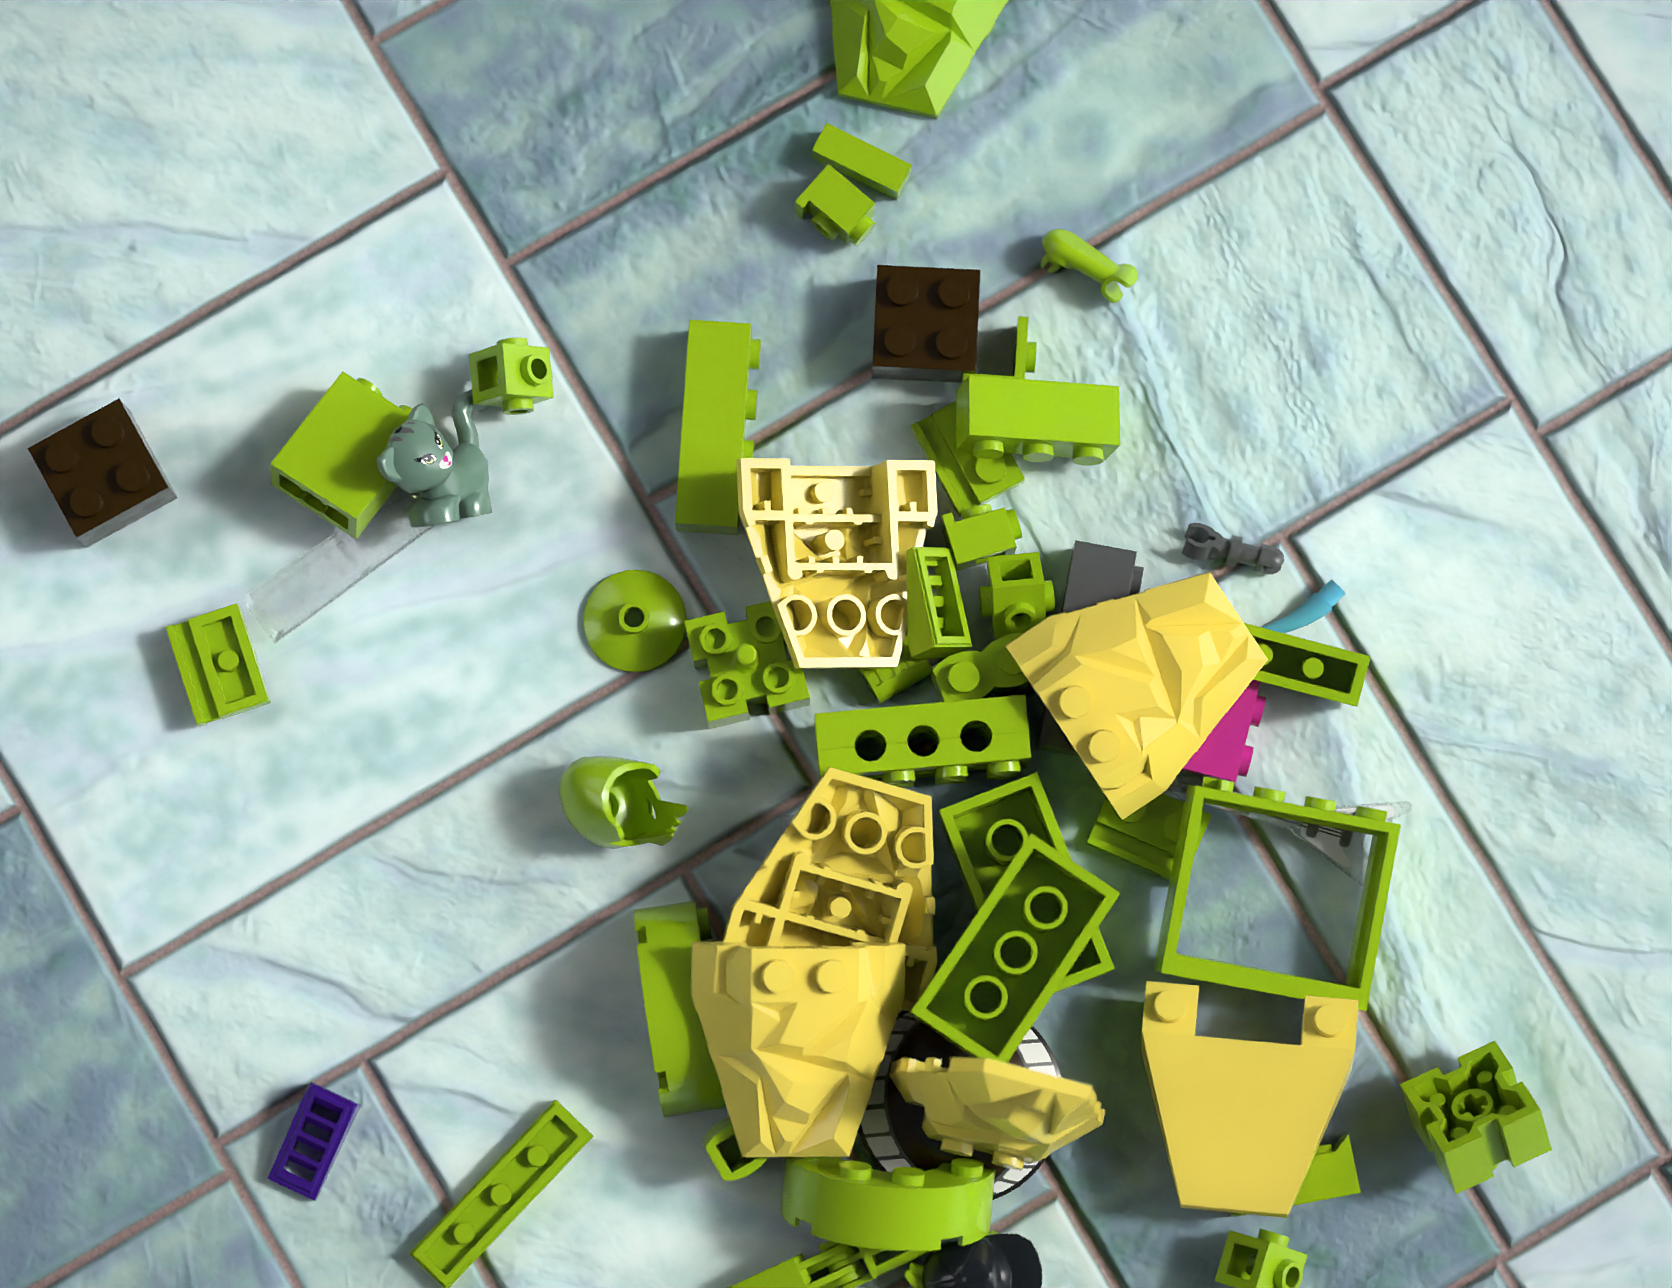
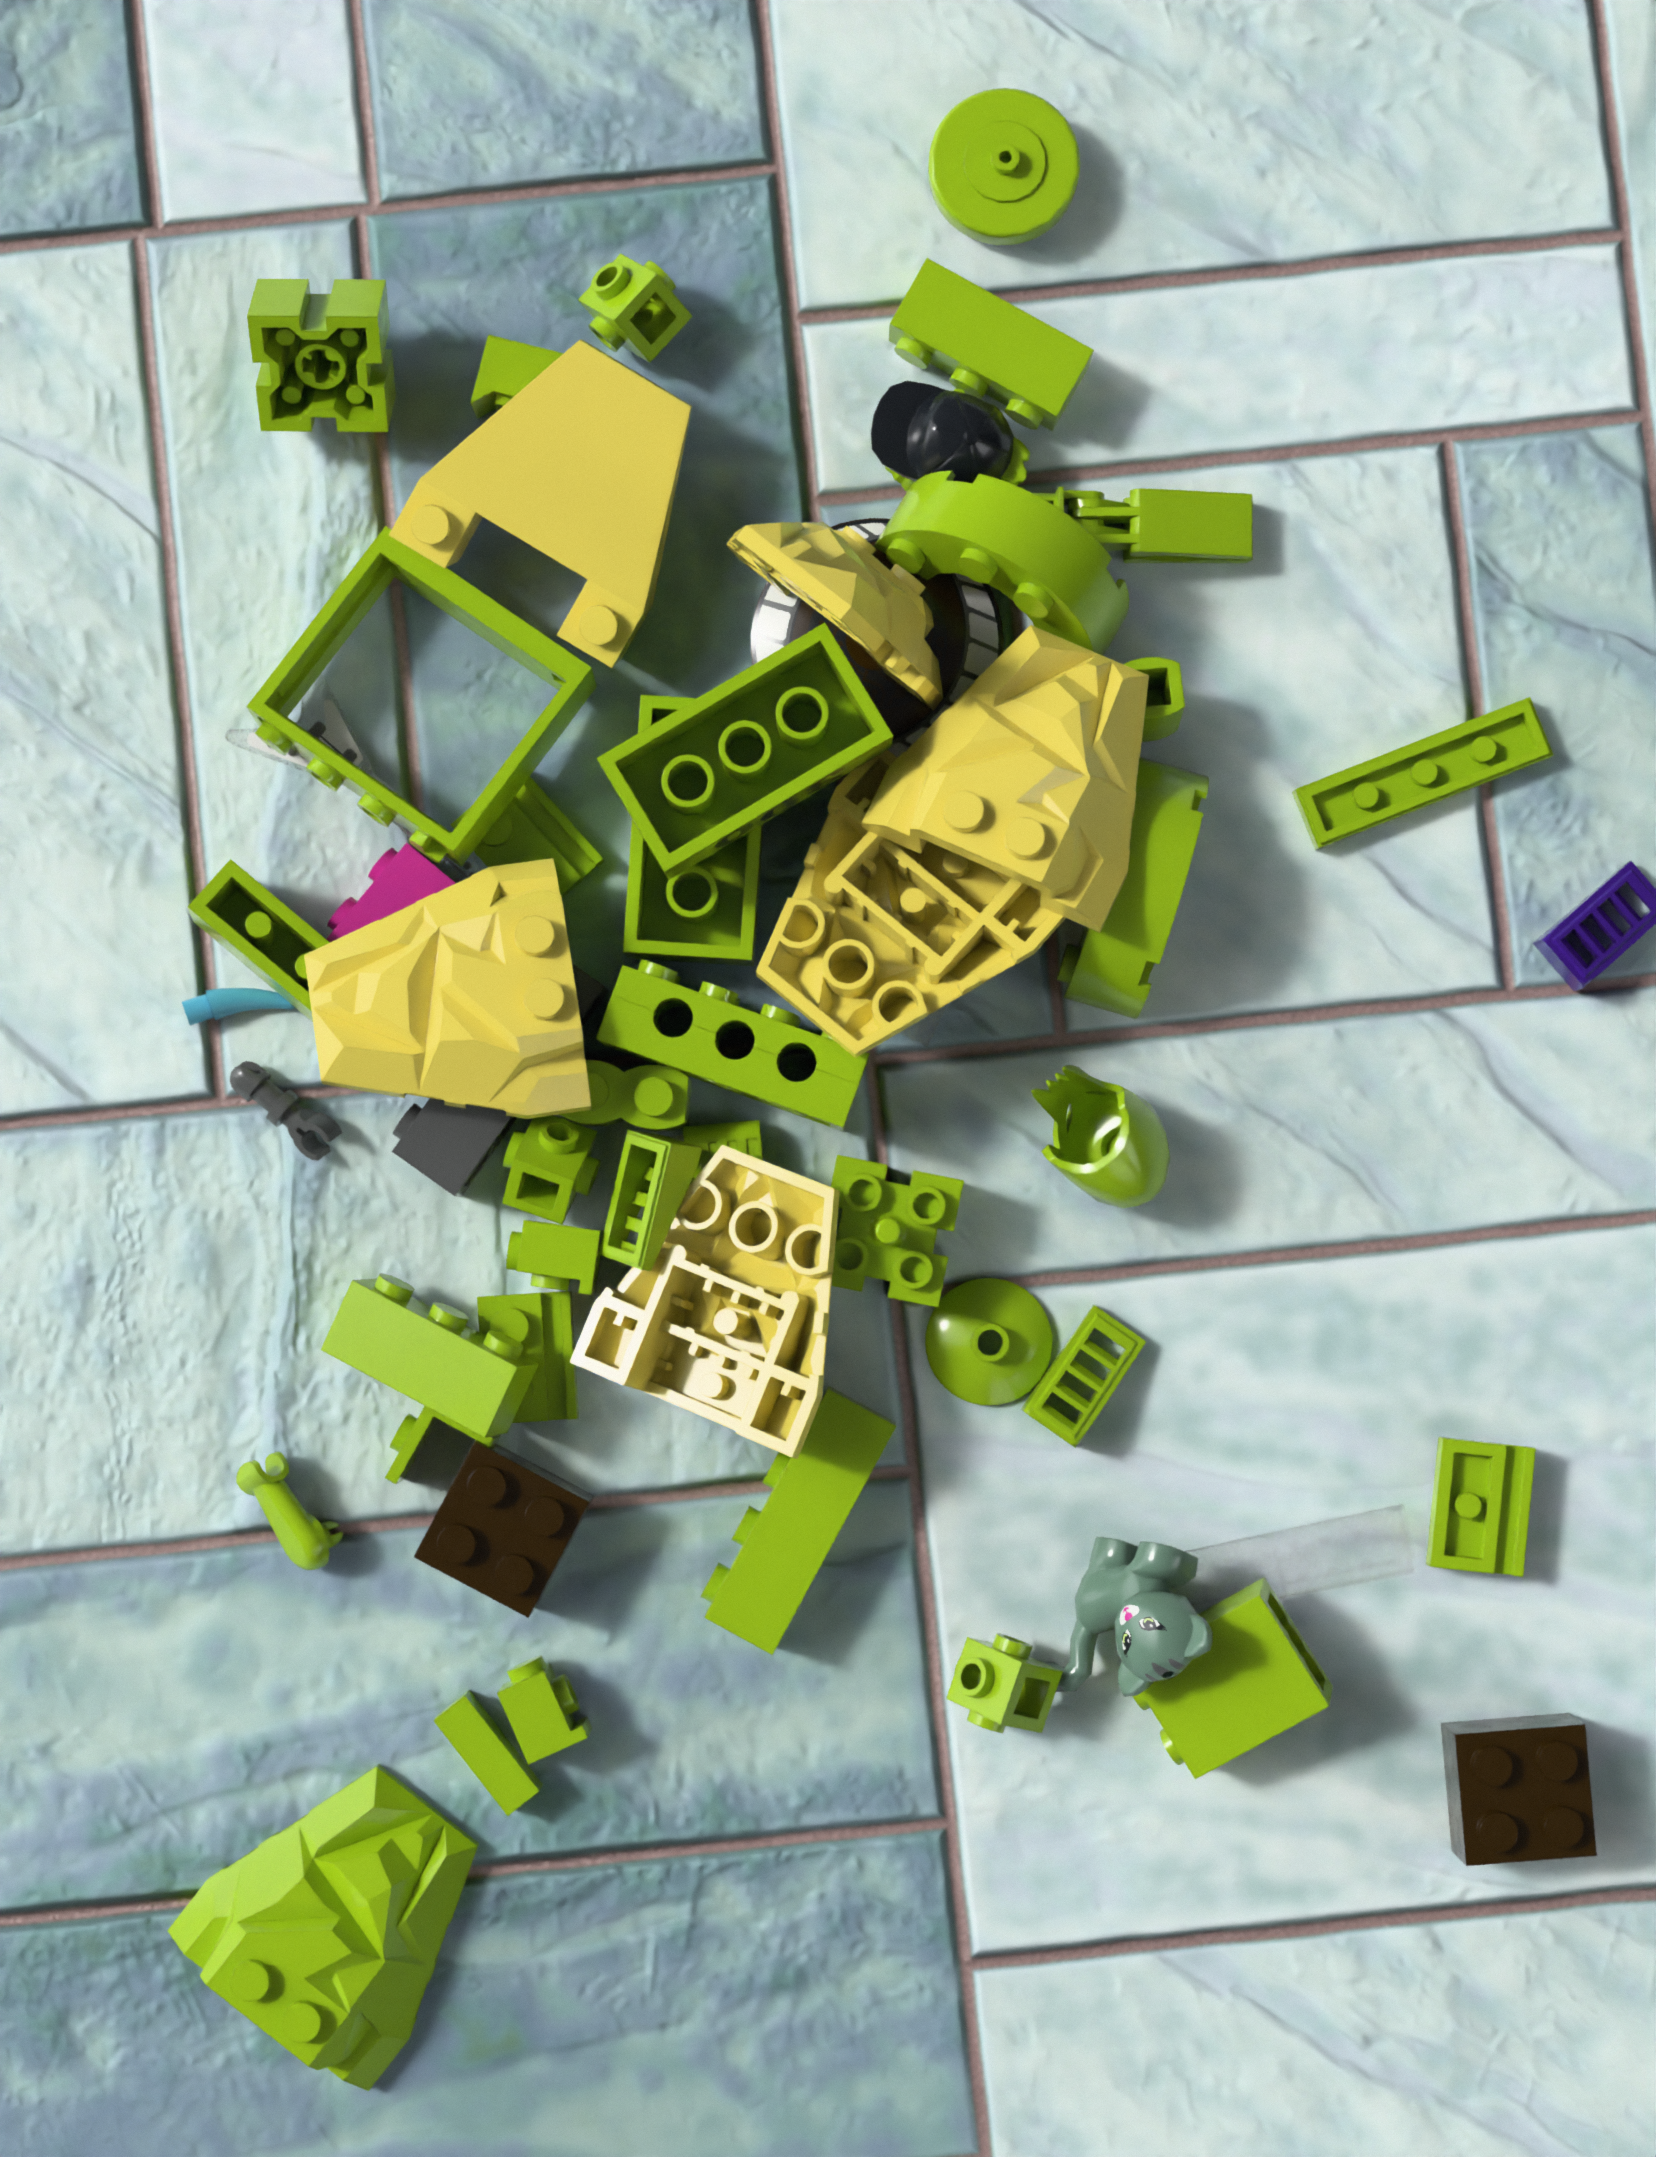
camera: 150 degrees left, 5 degrees up
(558, 581) = (1089, 1410): none -> lime slope

